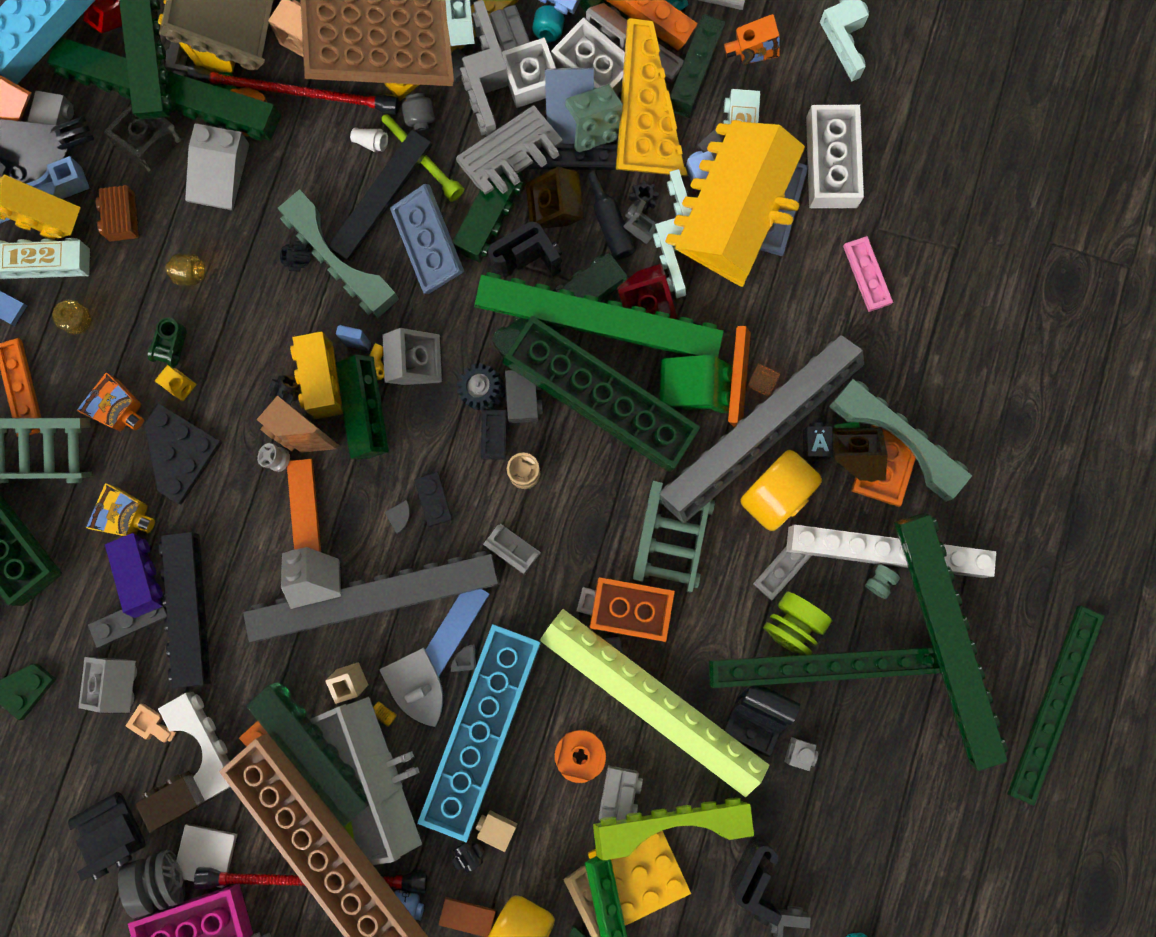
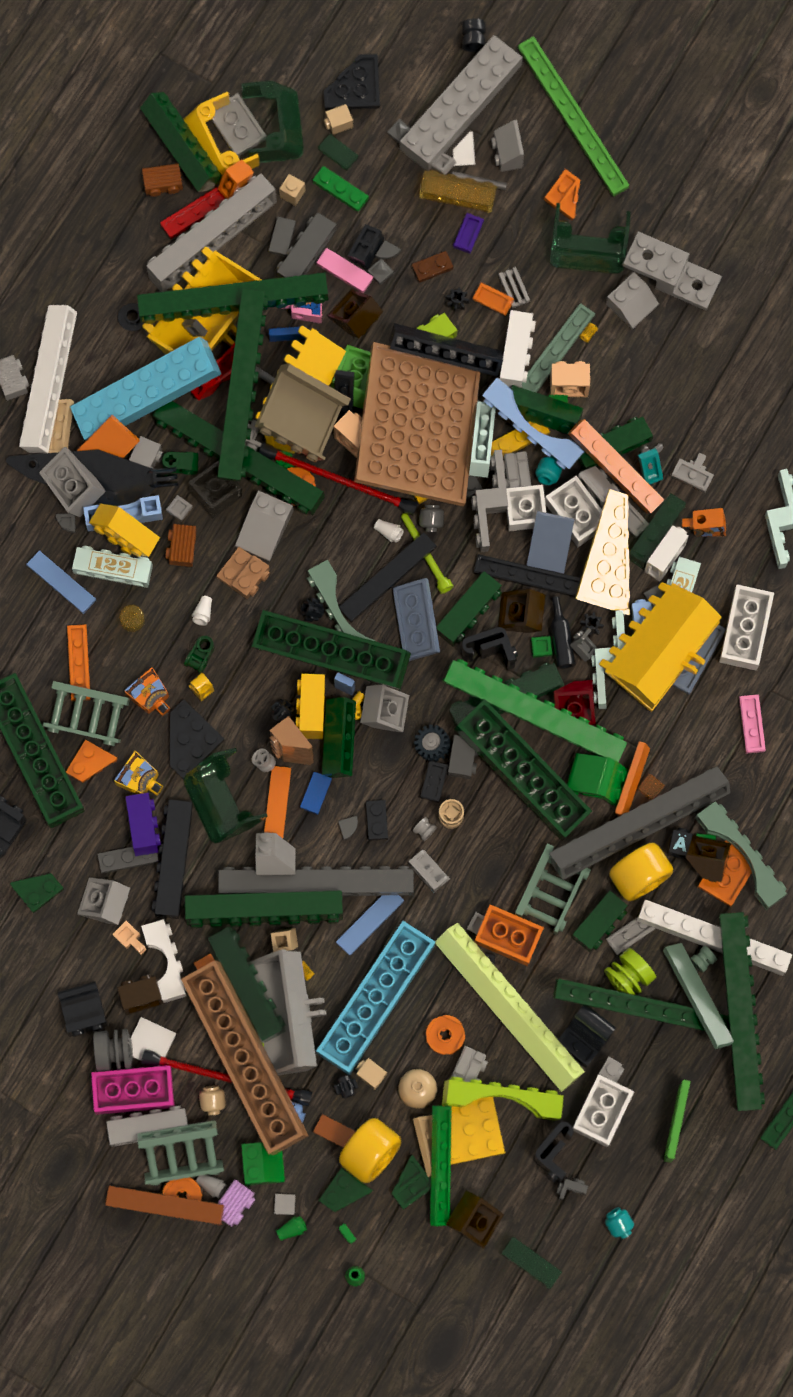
camera: 10 degrees right, 5 degrees down
(55, 509) = (89, 761): none -> orange wing
(98, 112) = (184, 462): none -> dark green piece
(107, 170) = (179, 508): none -> light grey tile
(160, 289) = (203, 611): none -> white cone
(185, 269) = (226, 601): clear yellow head -> none
(202, 230) = (244, 573): none -> medium nougat plate
(222, 519) = (214, 800): none -> clear green windscreen
(298, 915) = (212, 1100): none -> tan head
(305, 649) = (264, 908): none -> dark green brick
(326, 298) = (331, 649): none -> dark green brick
(349, 483) = (316, 793): none -> blue tile
(415, 687) = (333, 956): light grey shield -> none
(465, 659) = (374, 945): dark grey tile -> none
(495, 497) = (424, 829): none -> light grey wheel
(509, 151) = (495, 565): light grey hinge -> none
(560, 834) = (417, 1088): none -> tan cylinder
(588, 238) = (541, 646): none -> green tile
(596, 117) = (567, 556): sand green bracket -> none
(715, 87) = (666, 553): none -> white window
(742, 564) = (600, 922): none -> dark green brick
(805, 811) = (603, 1110): none -> white brick
(892, 634) = (698, 996): none -> sand green tile
(903, 804) = (676, 1121): none -> bright green tile

